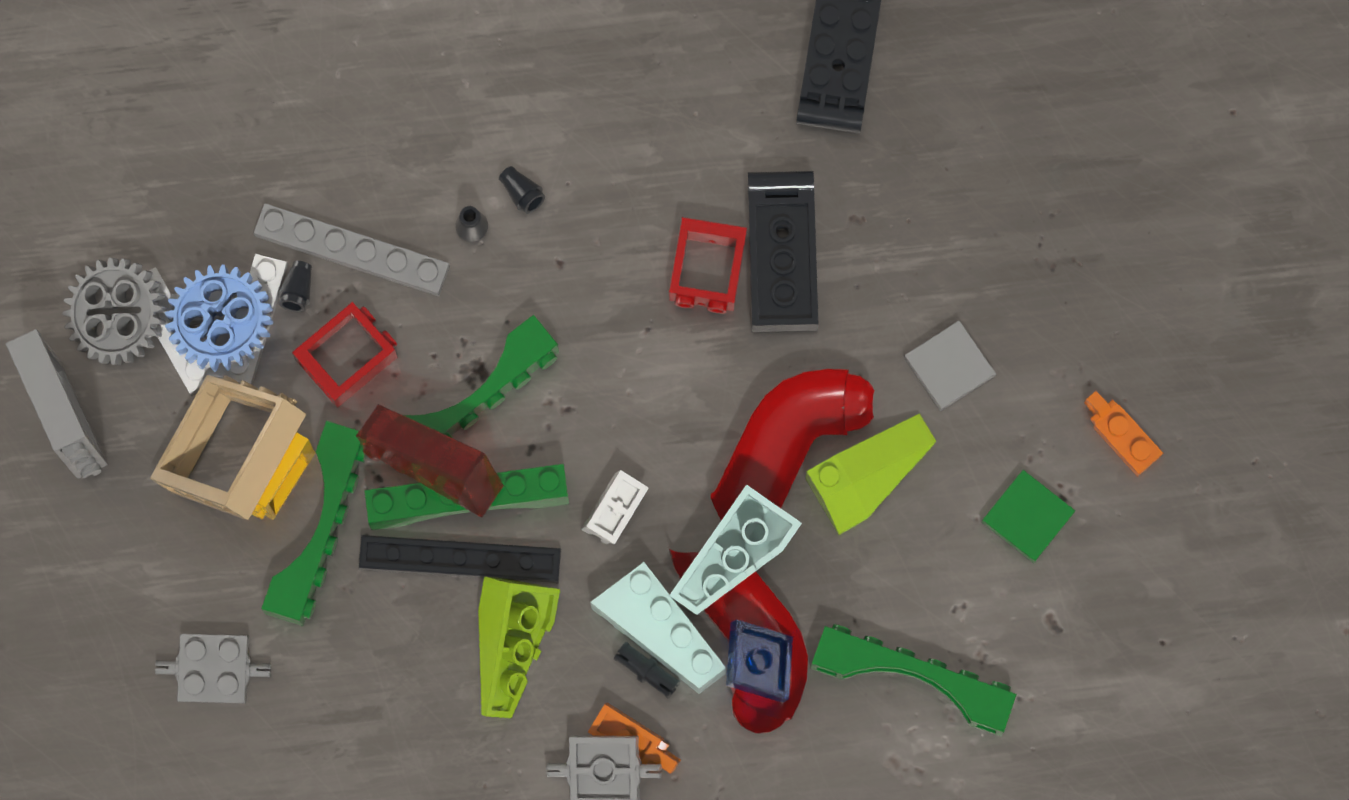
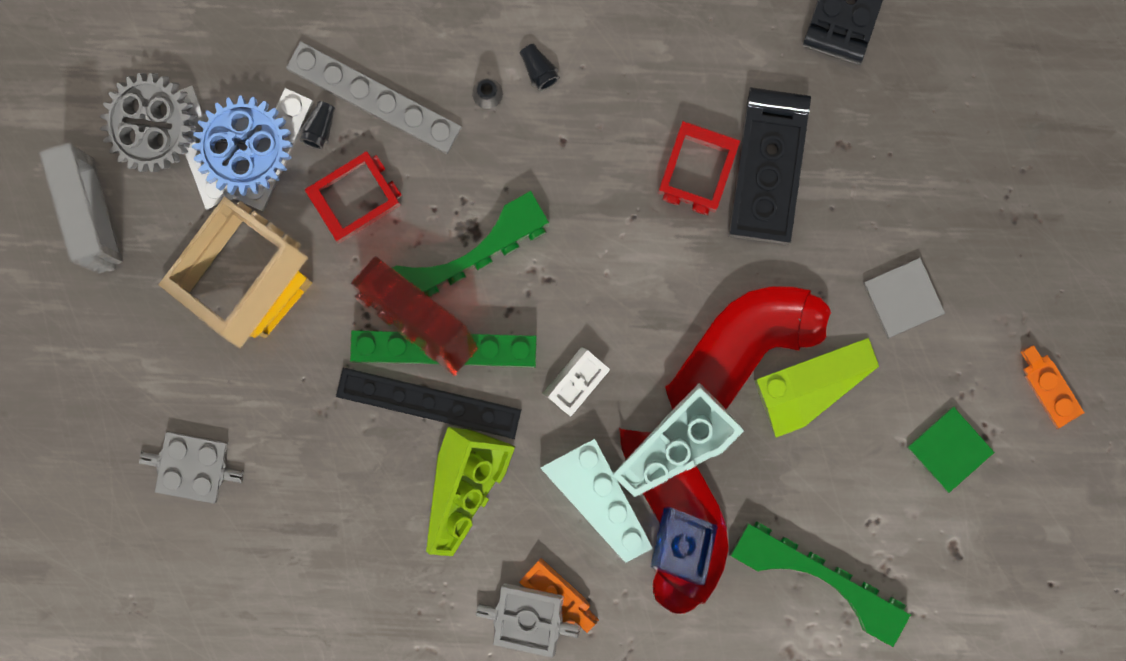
camera: 10 degrees right, 10 degrees up
(293, 588) = (273, 408): green arch -> none
(647, 670) = (581, 534): black pin -> none

